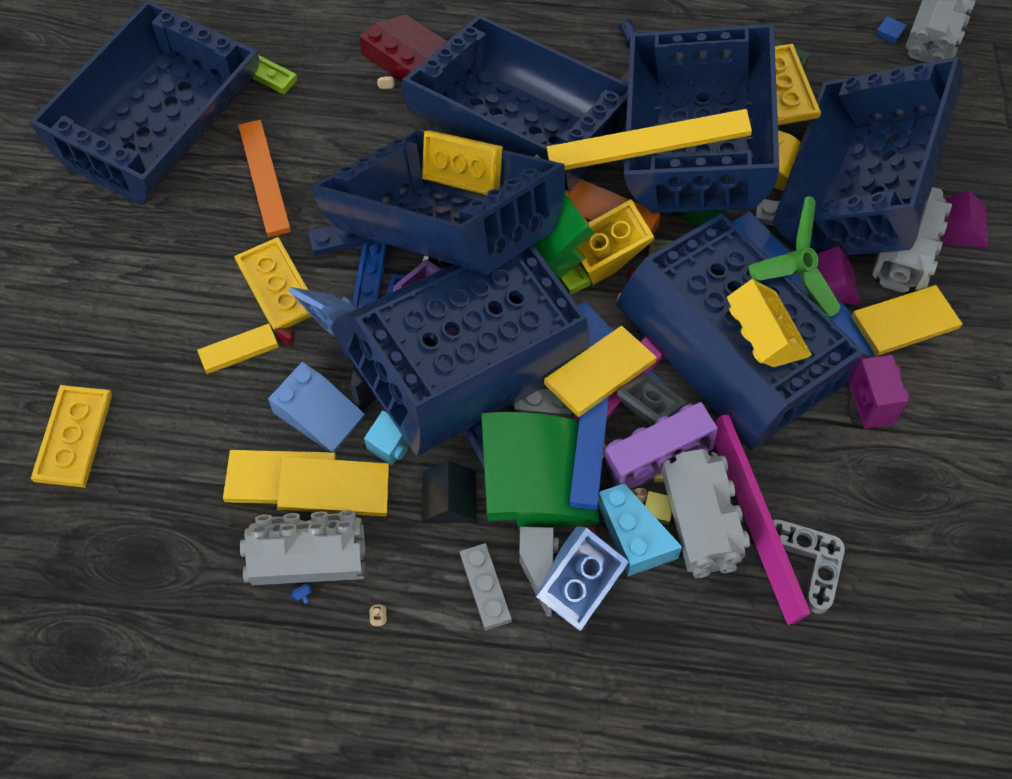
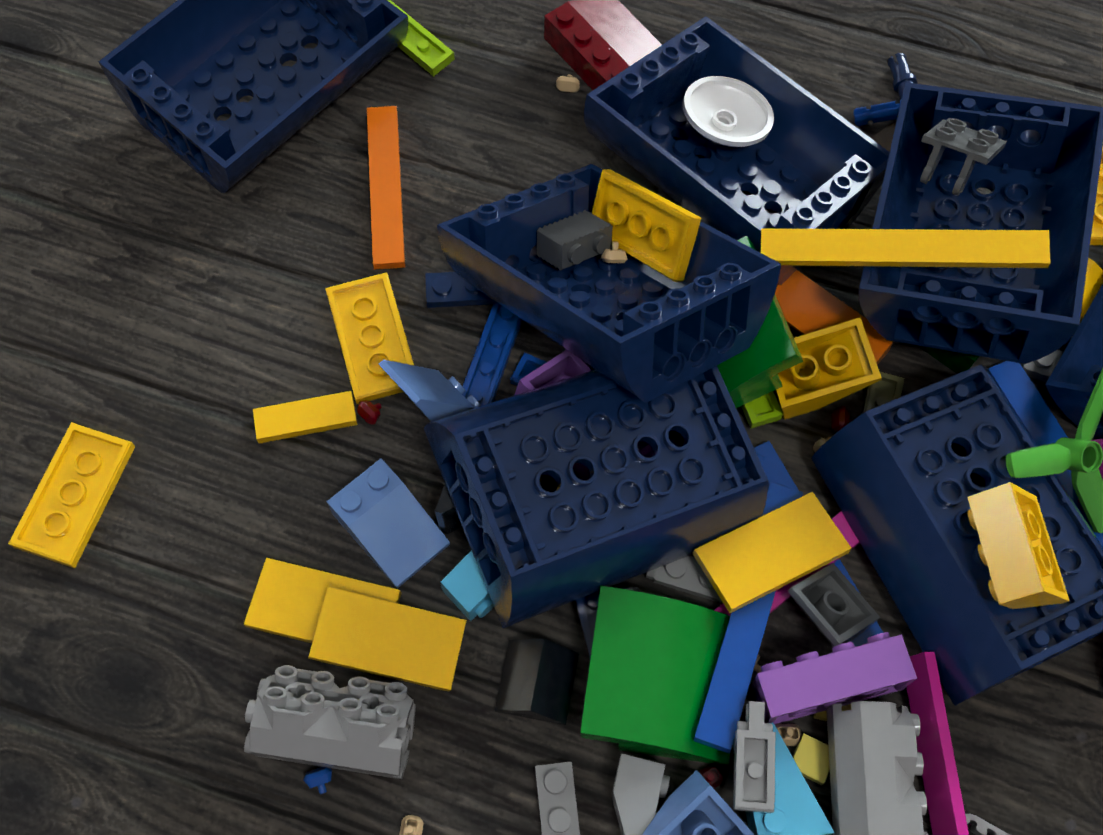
camera: 10 degrees right, 5 degrees up
(413, 184) = (573, 240): none -> dark grey brick
(445, 189) = (614, 255): none -> tan rock
(508, 78) = (728, 111): none -> white dish
(615, 508) = (754, 762): none -> light grey hinge
(617, 63) = (877, 113): none -> blue axle
(671, 59) = (953, 133): none -> dark grey plate

